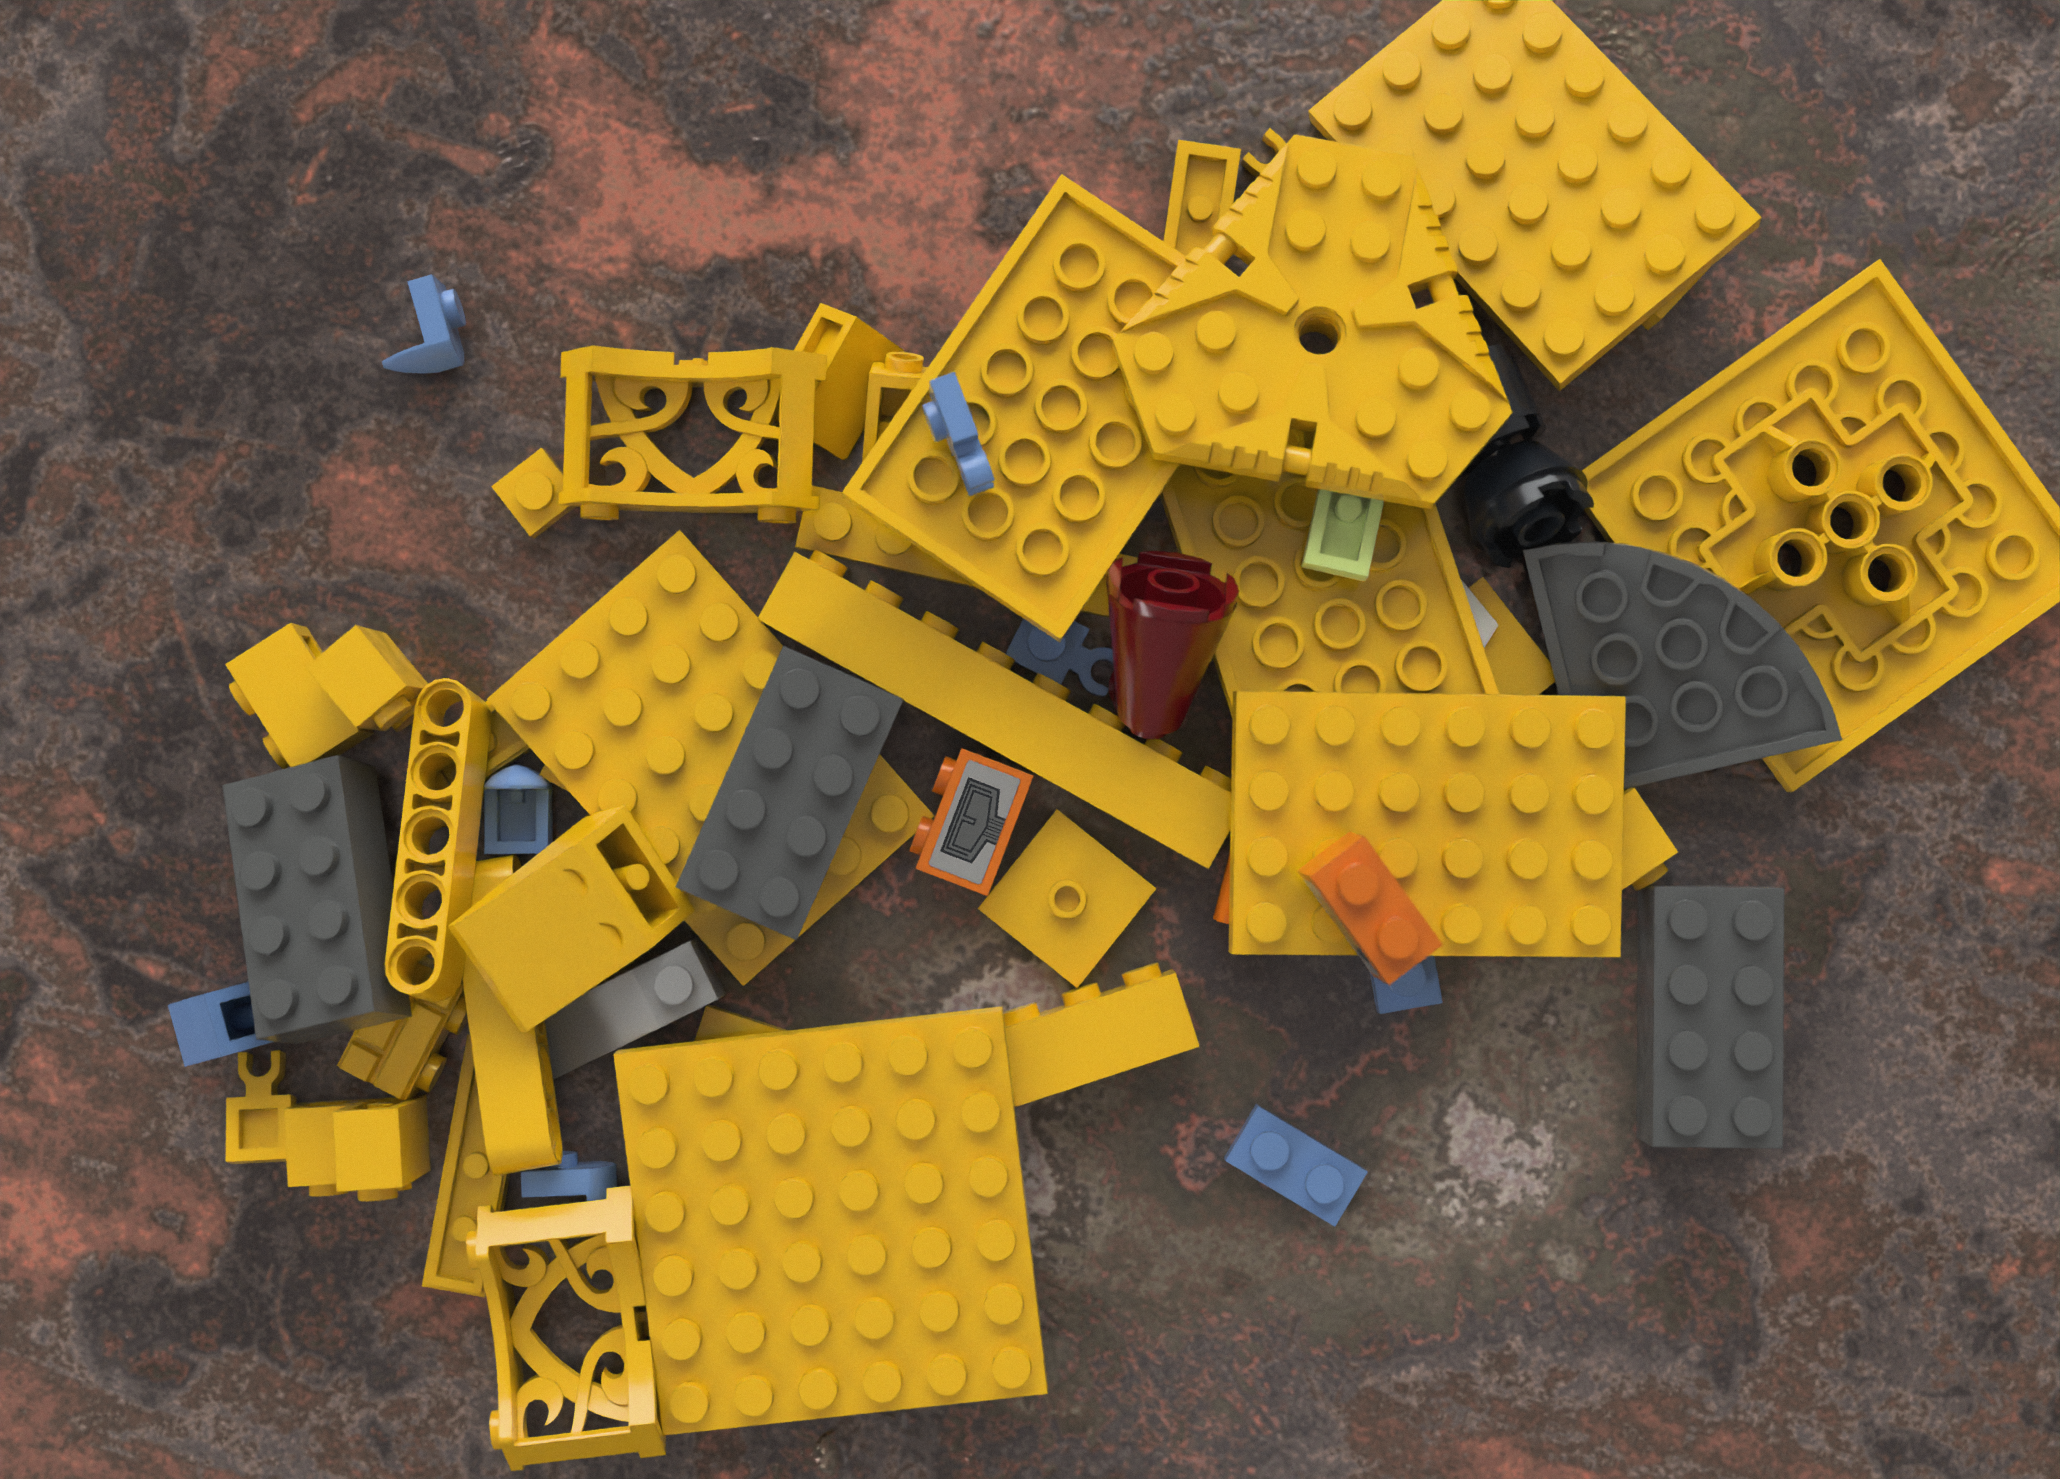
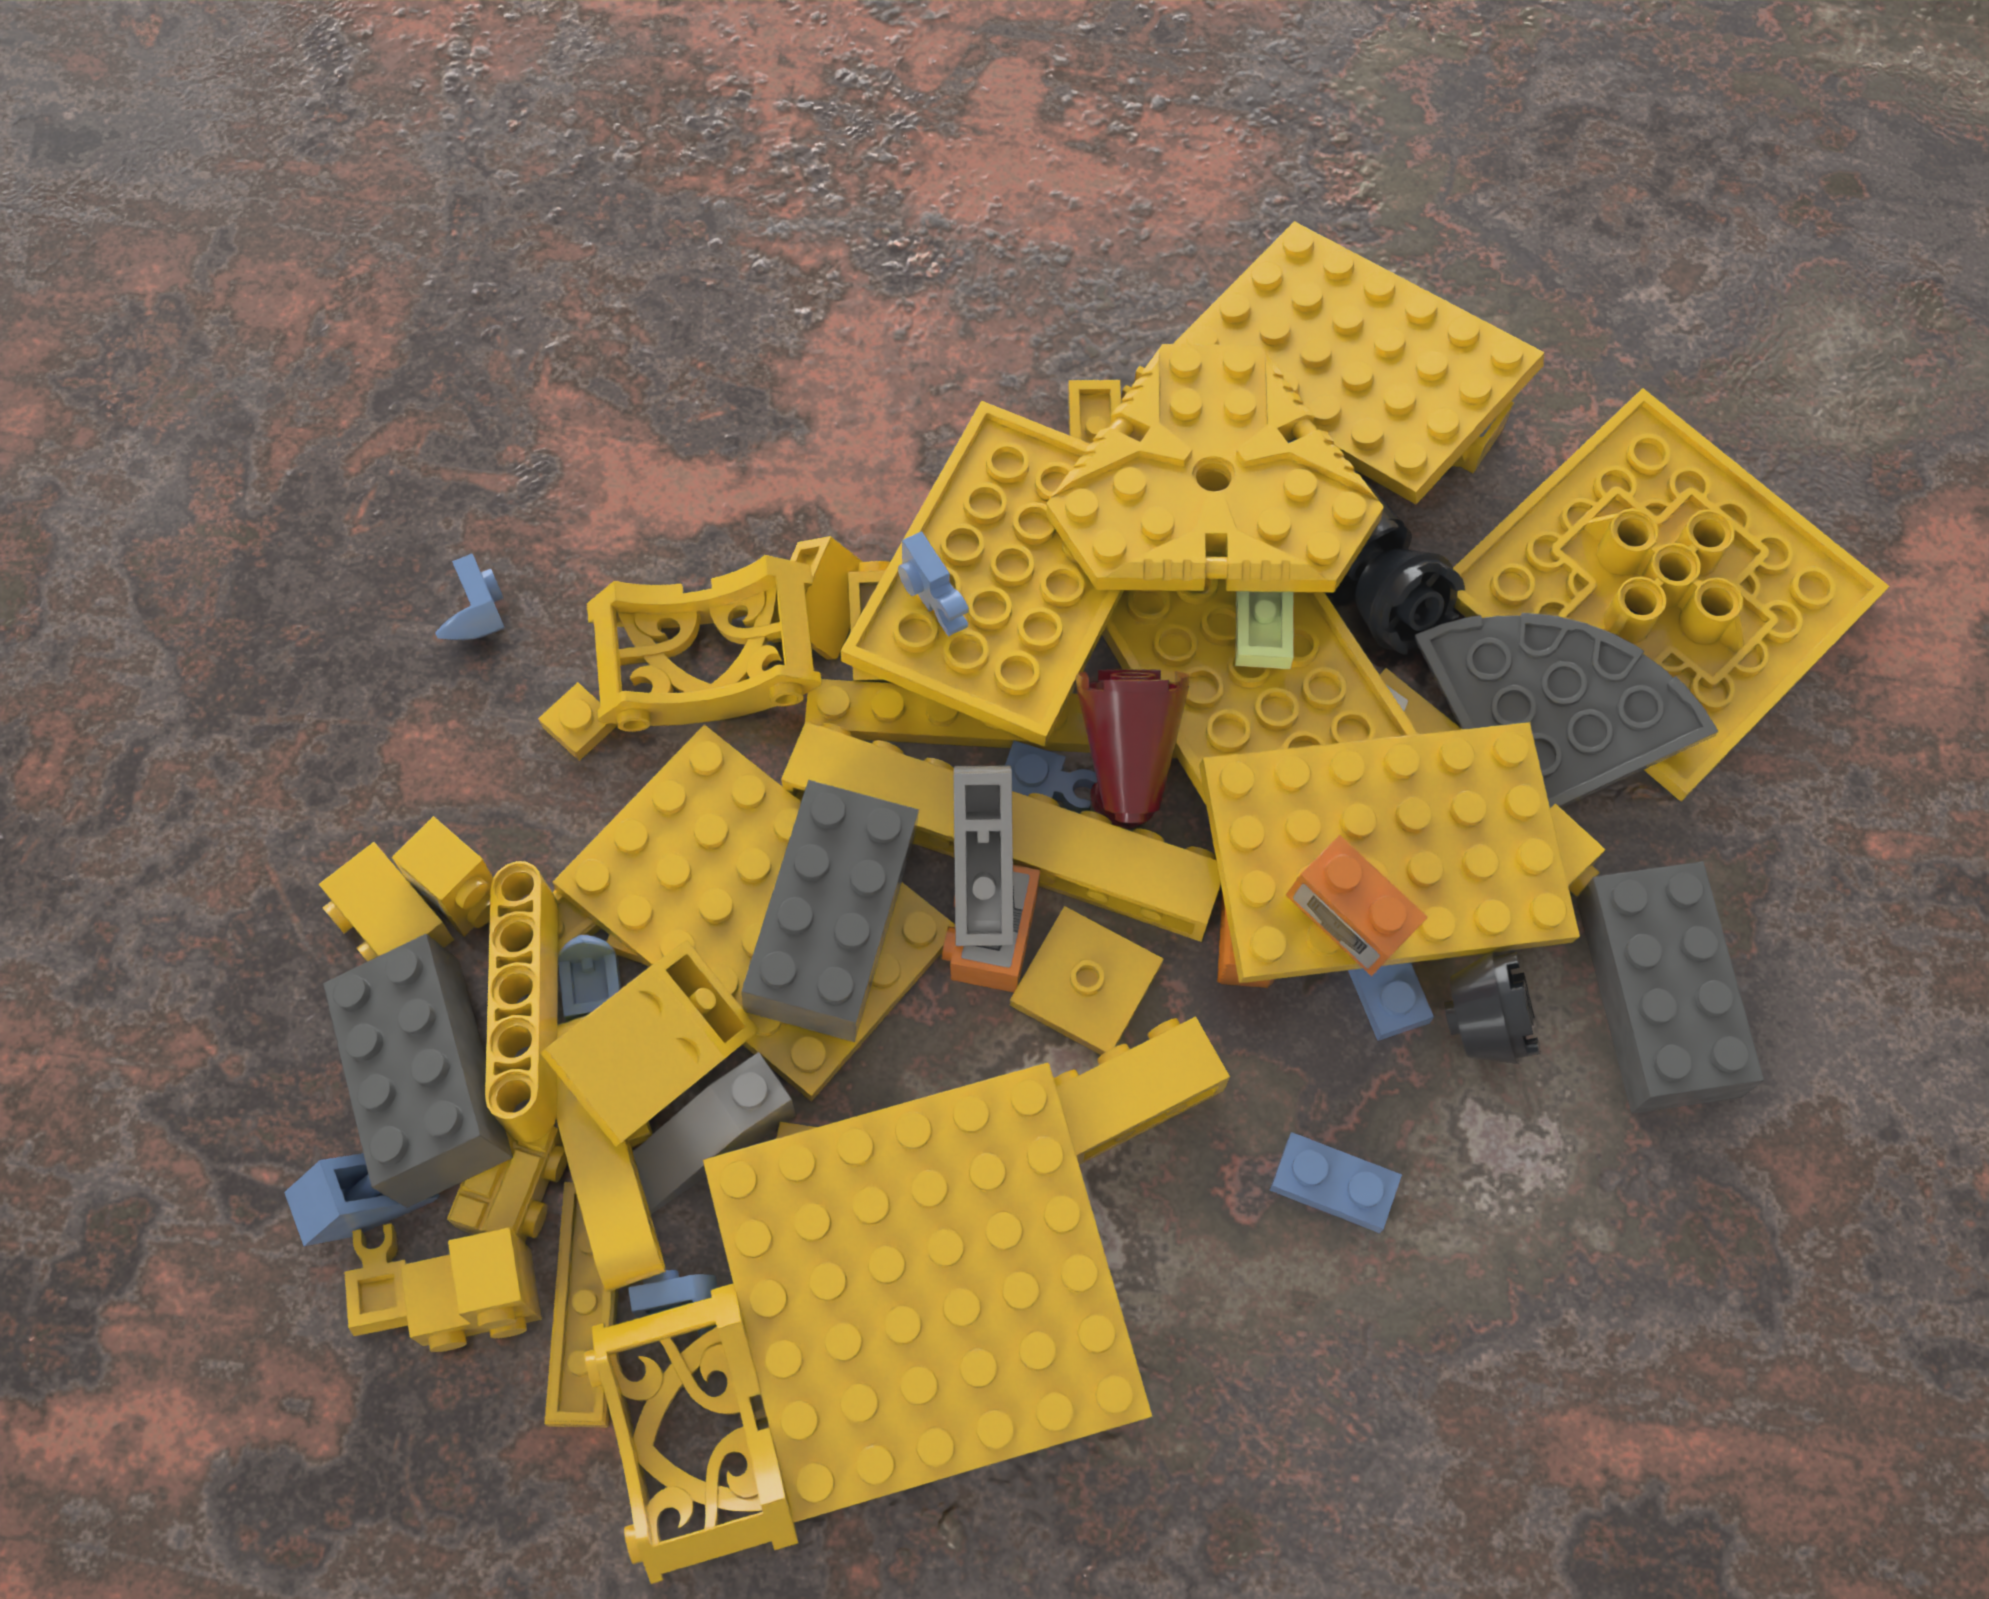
camera: 15 degrees left, 20 degrees down
(970, 753) = (983, 855): none -> light grey slope
(1507, 1015) = (1492, 1010): none -> black cone

